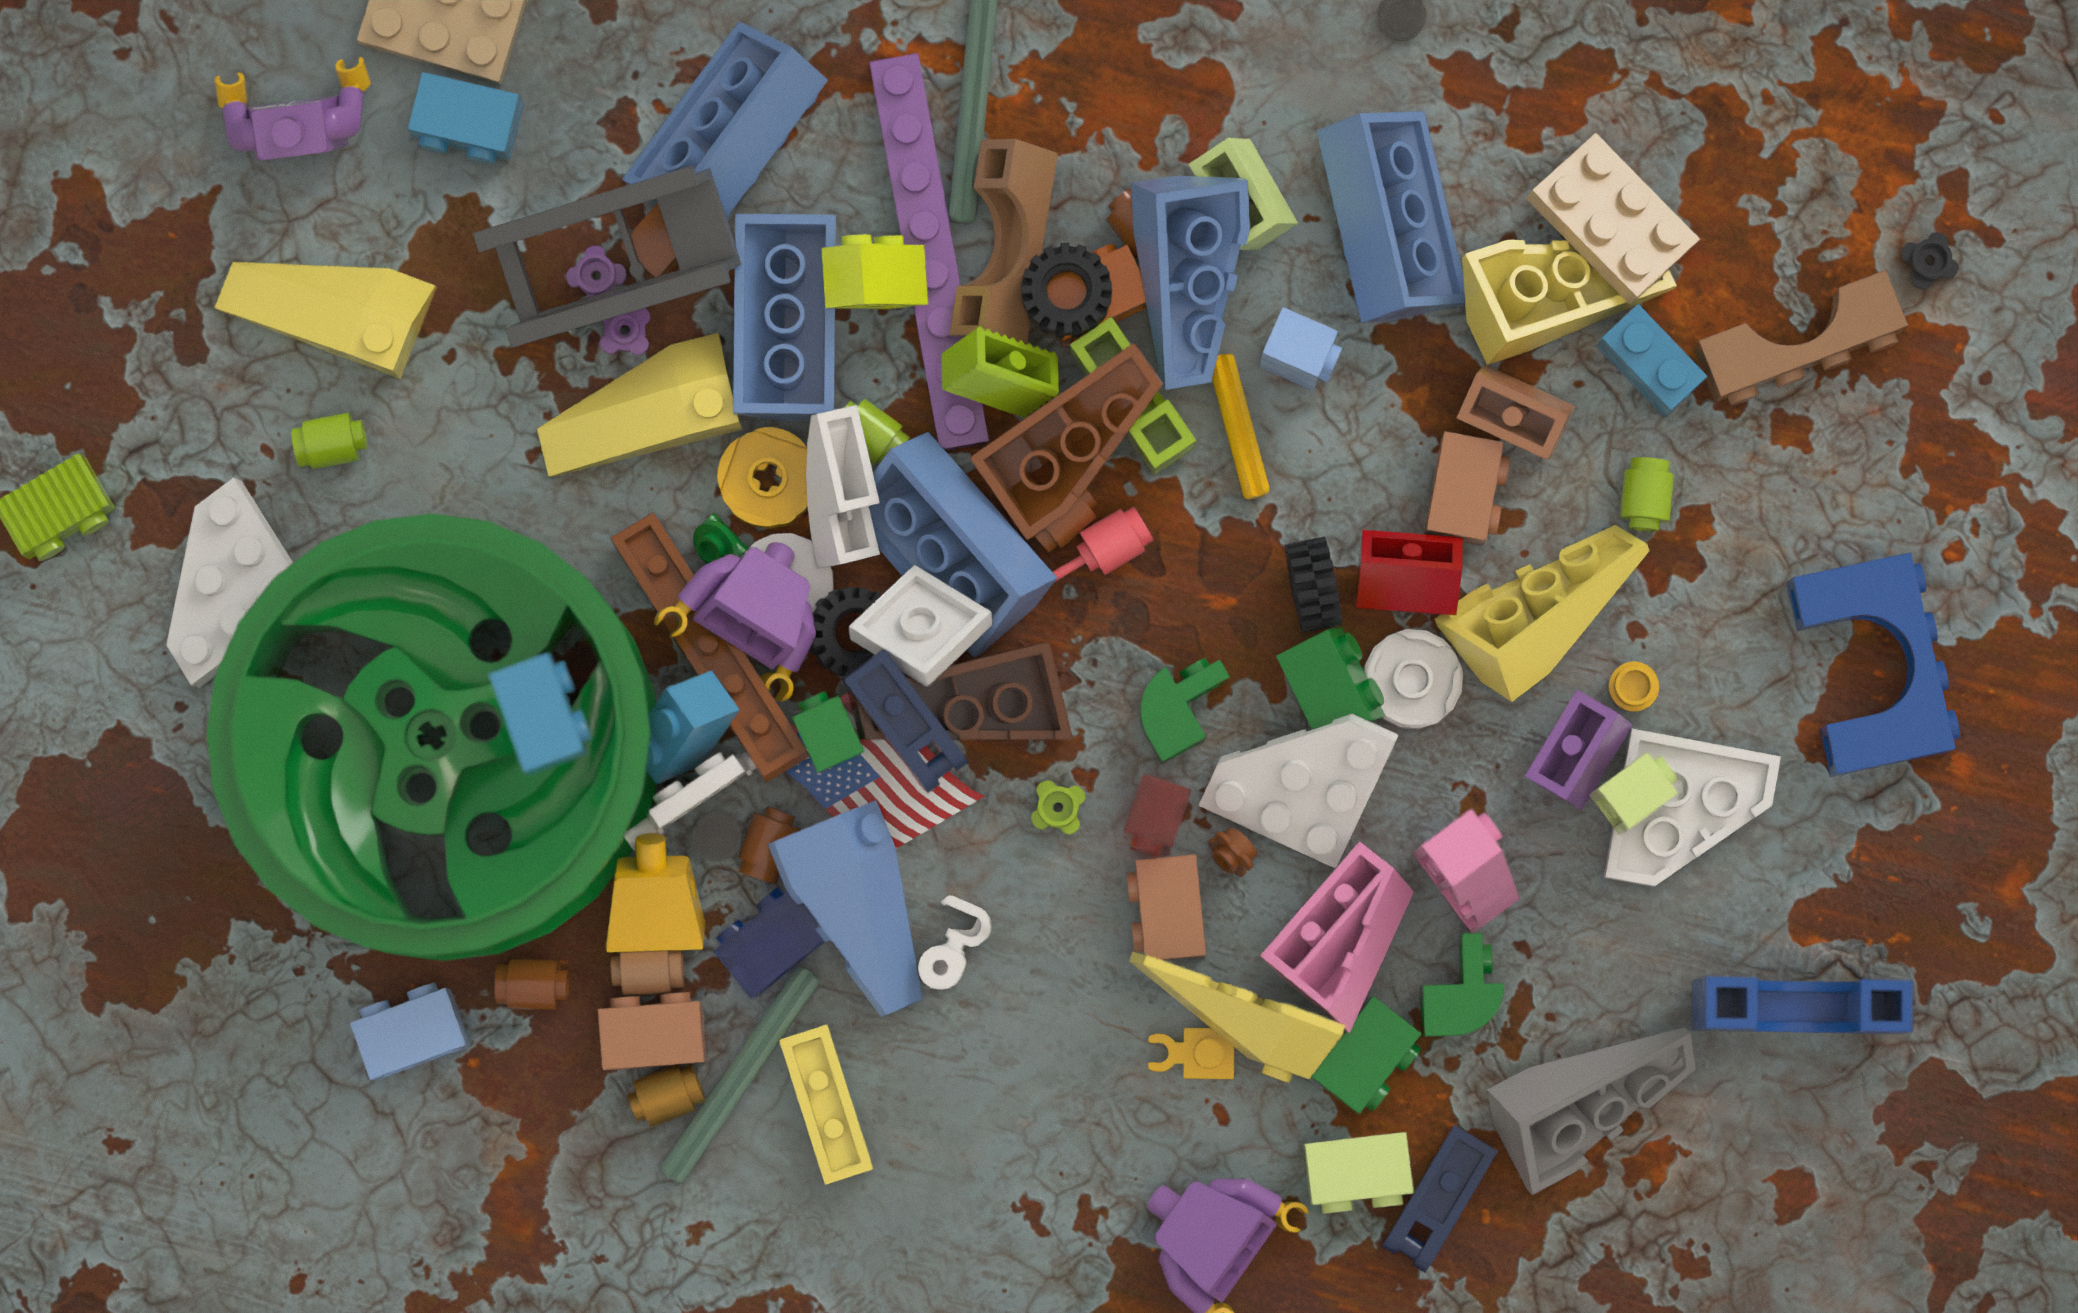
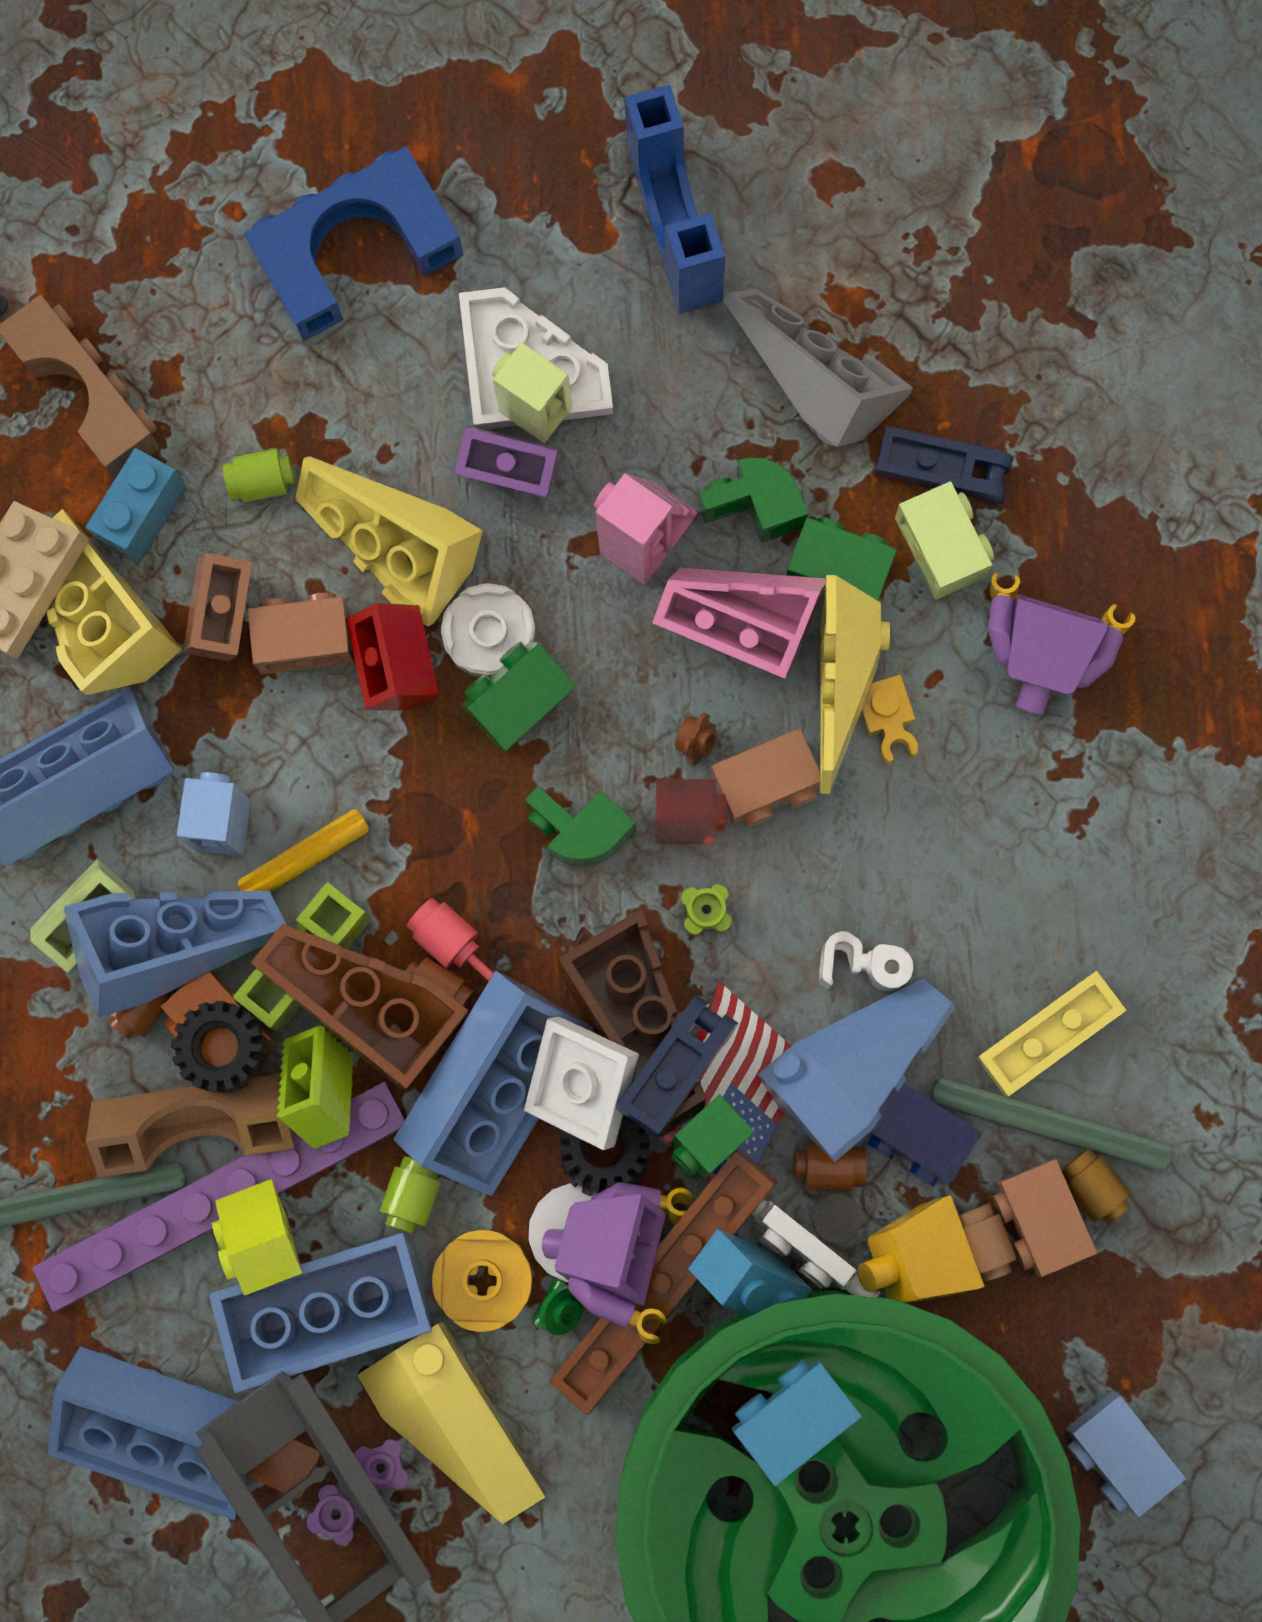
camera: 105 degrees left, 5 degrees down
(531, 984) = (1036, 1351): dark orange brick -> none
(840, 489) = (473, 1204): white slope -> none
(1303, 785) = (616, 689): white plate -> none
(1313, 584) = (429, 737): black tyre -> none
(1633, 686) = (435, 438): yellow plate -> none

